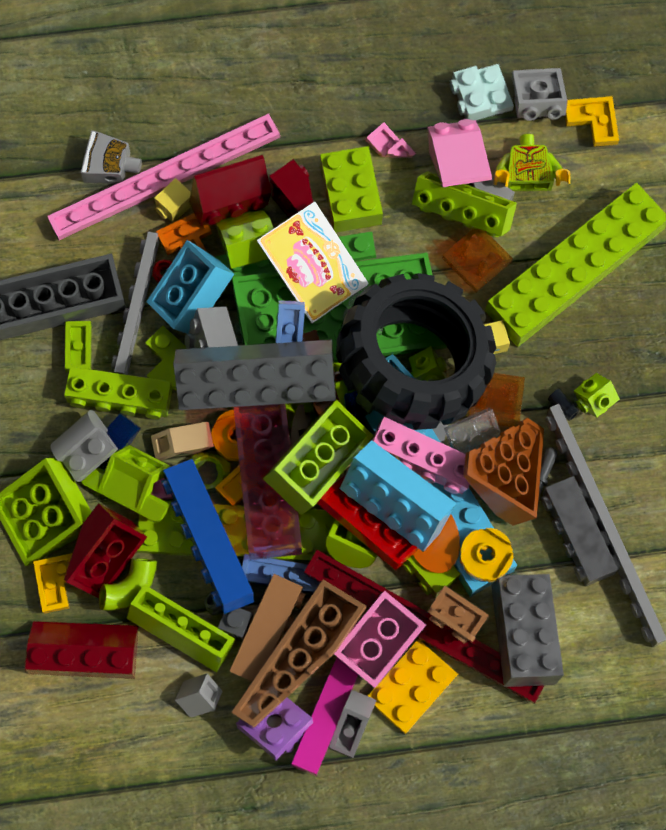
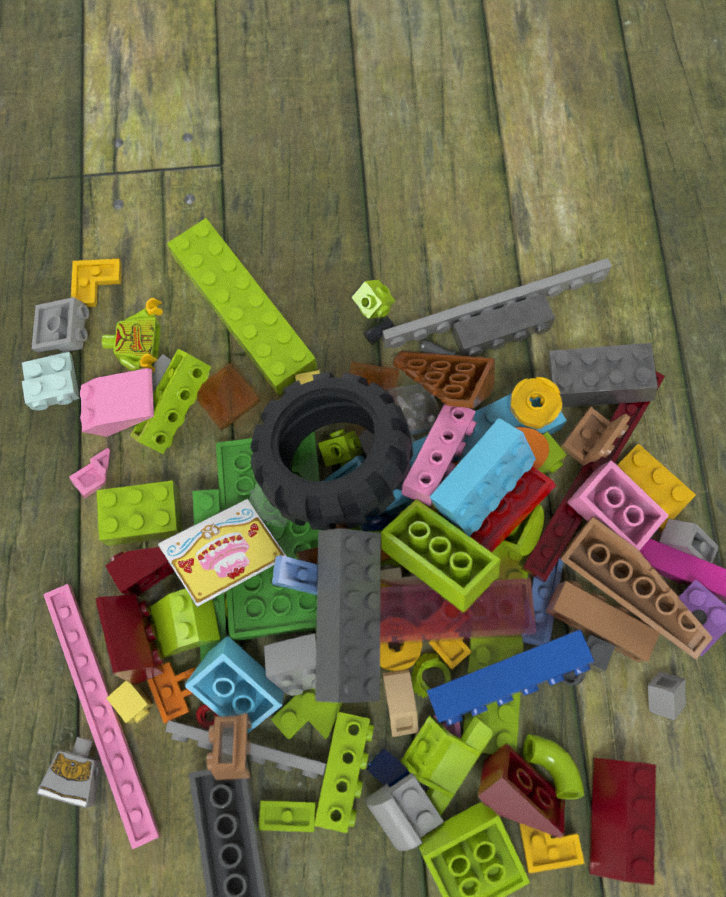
camera: 80 degrees left, 0 degrees up
(135, 284) = (229, 747): none -> medium nougat window
(180, 628) = (602, 710): lime brick -> none

